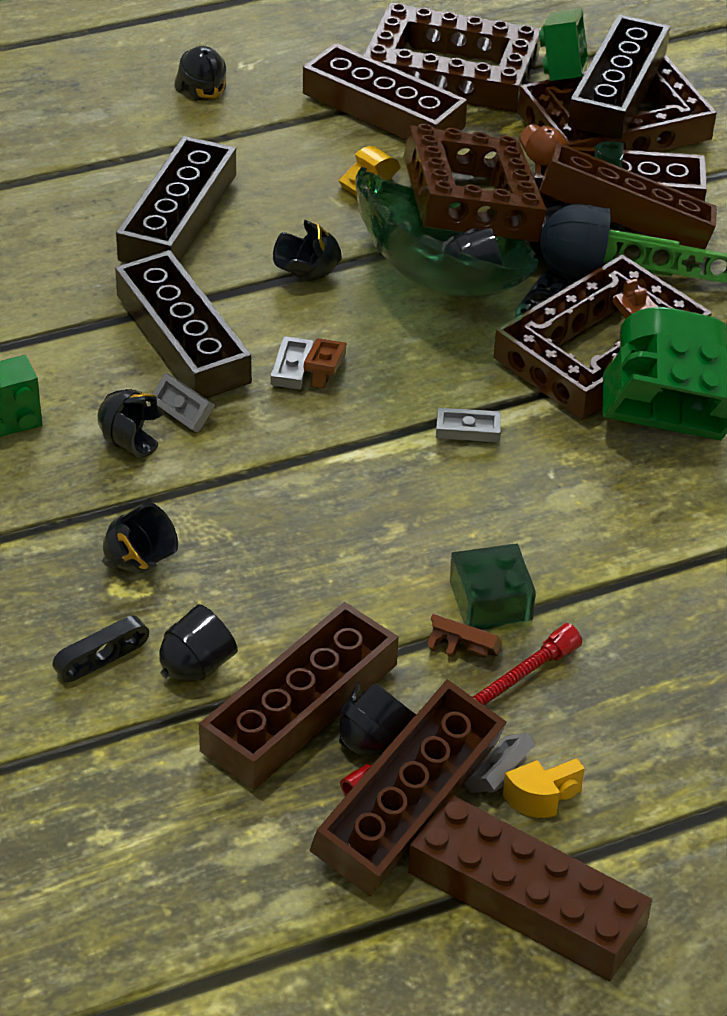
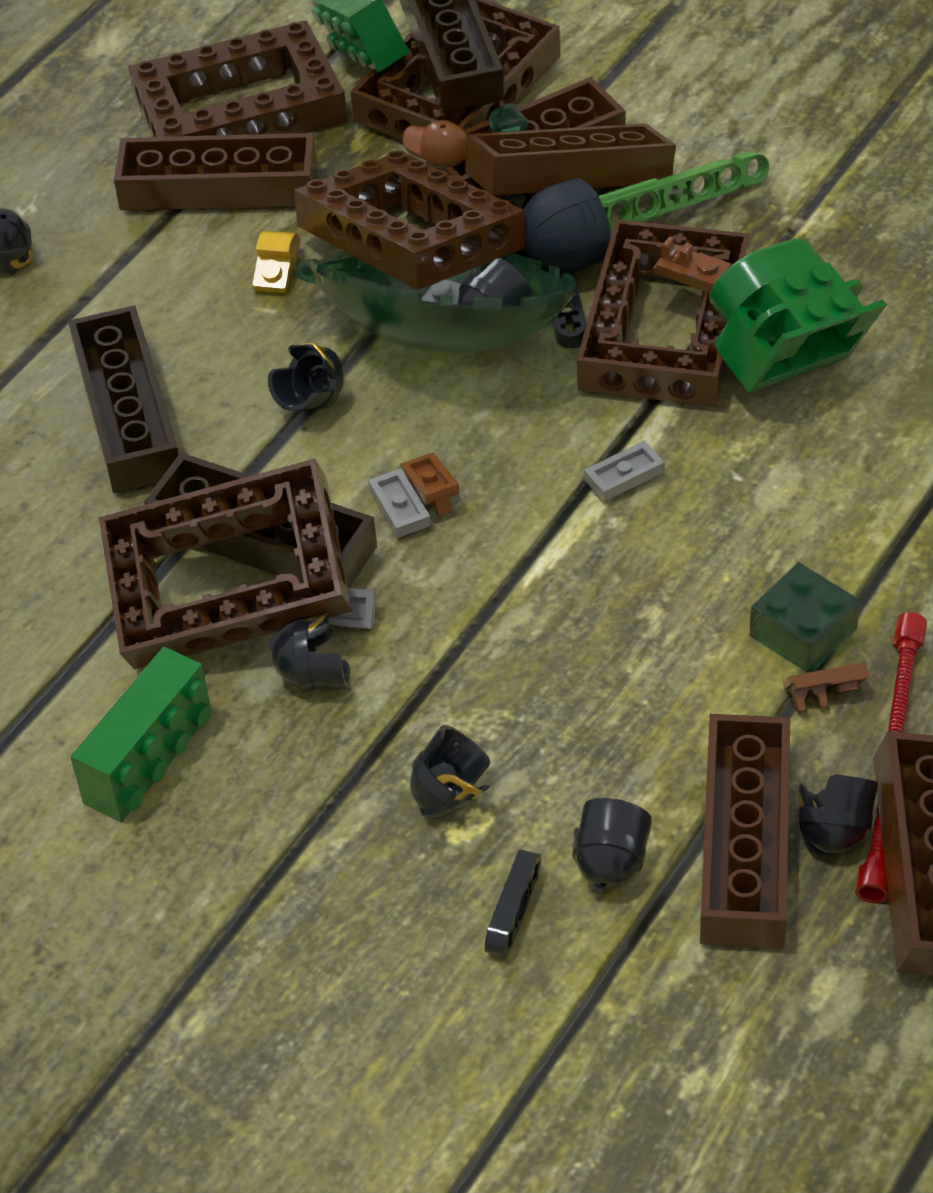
camera: 30 degrees left, 5 degrees up
(189, 303) = (210, 515): none -> reddish brown brick

